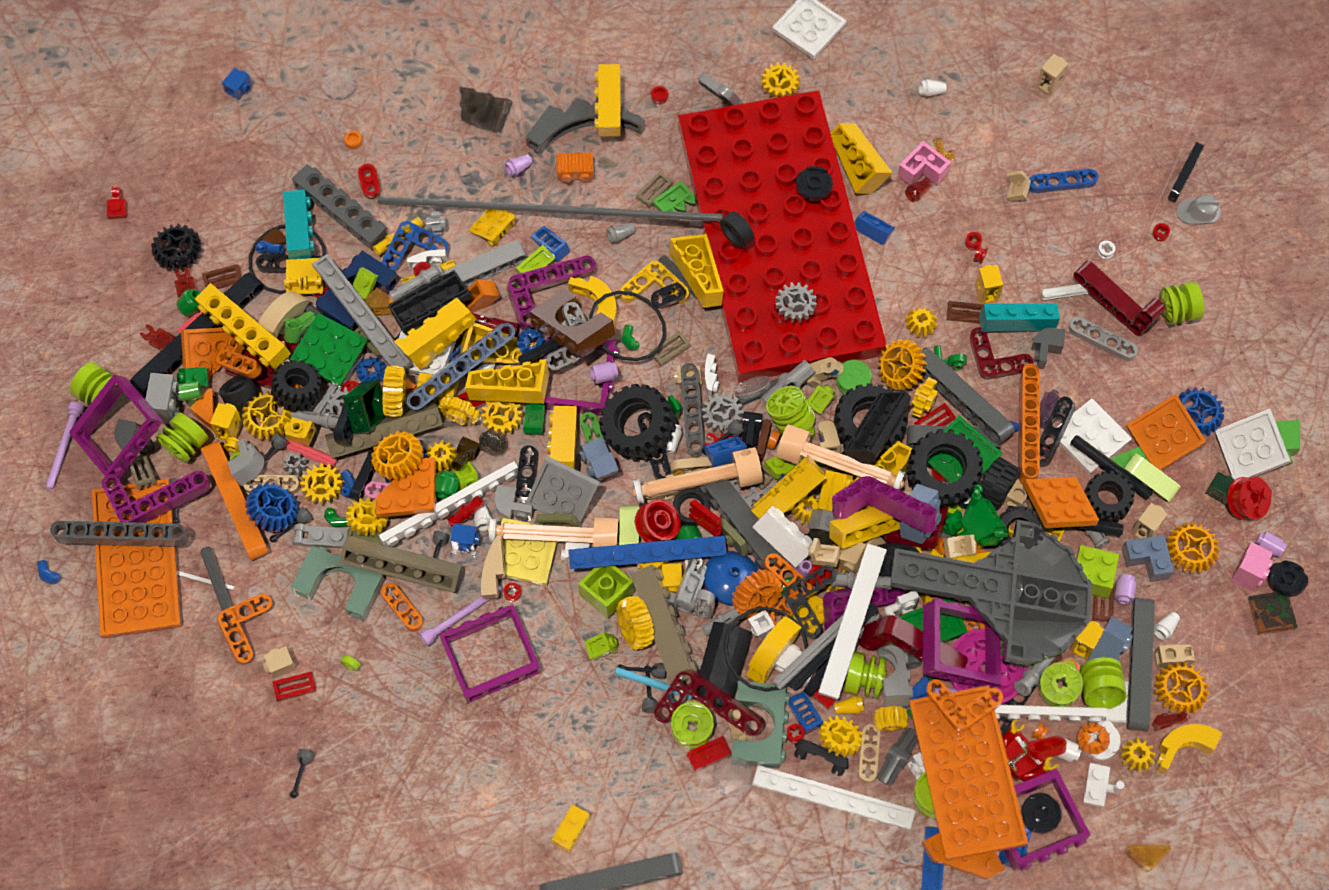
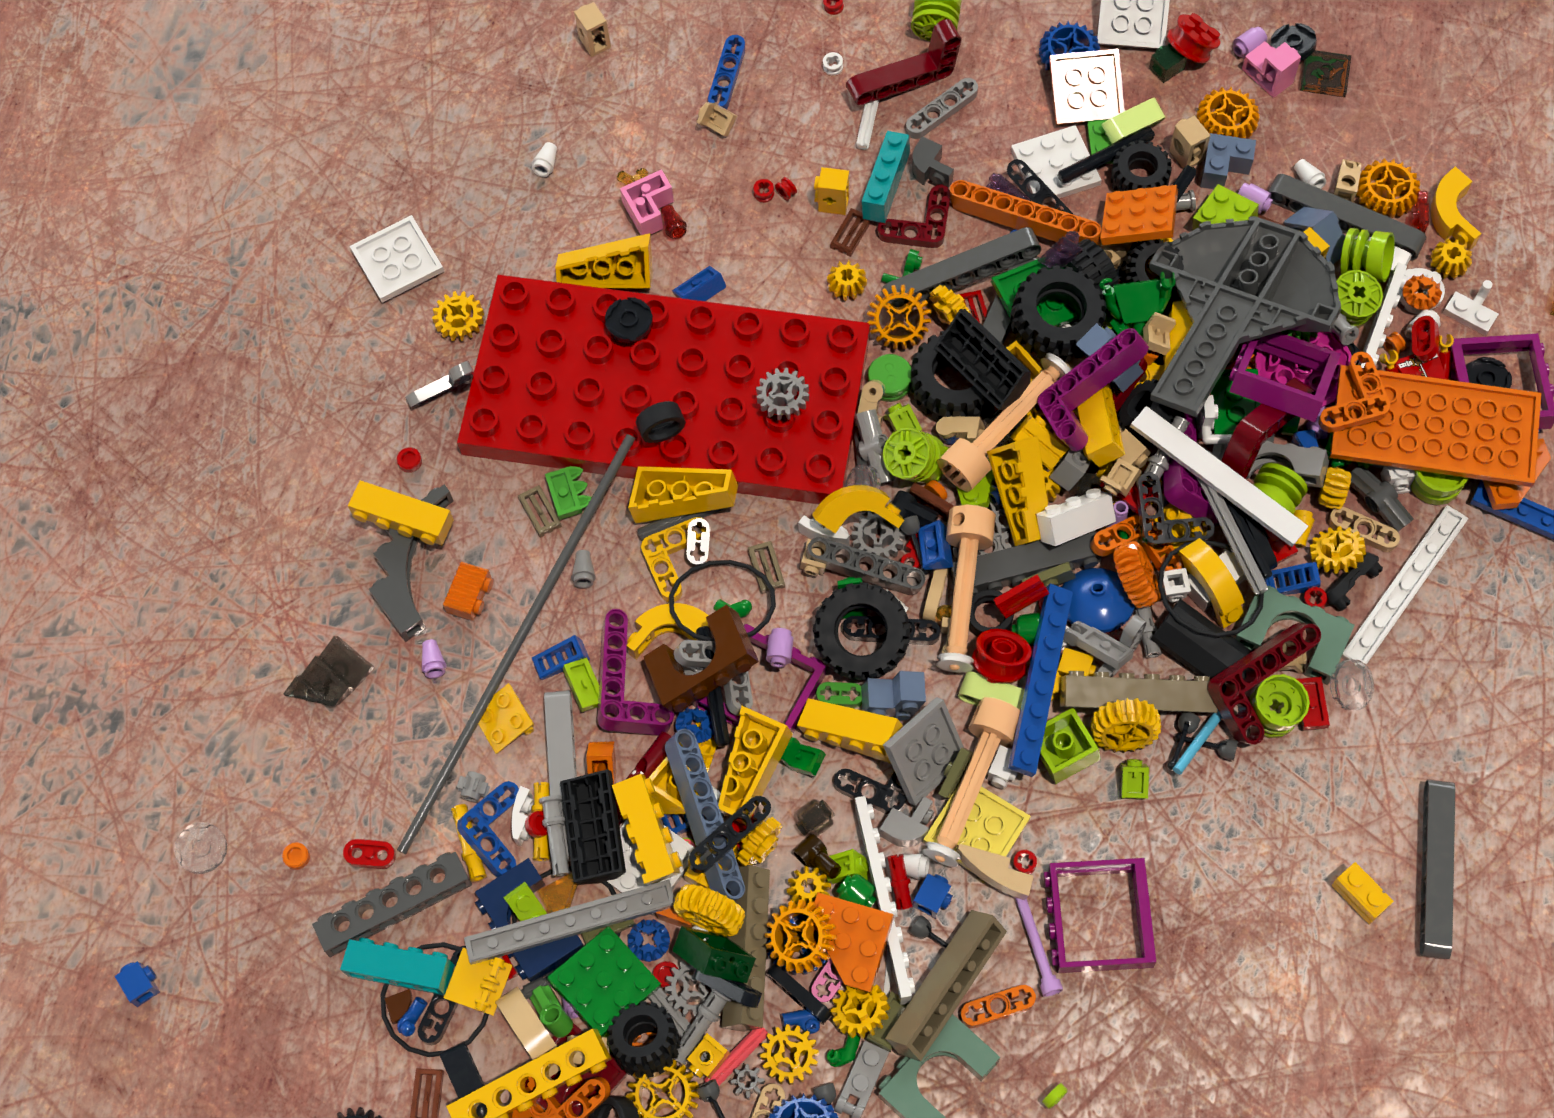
camera: 65 degrees left, 0 degrees up
(447, 384) = (731, 836): none -> black beam
(496, 421) = (790, 792): yellow gear -> none
(734, 381) = (852, 499): none -> yellow arch
(994, 451) = (1062, 251): none -> clear purple hinge

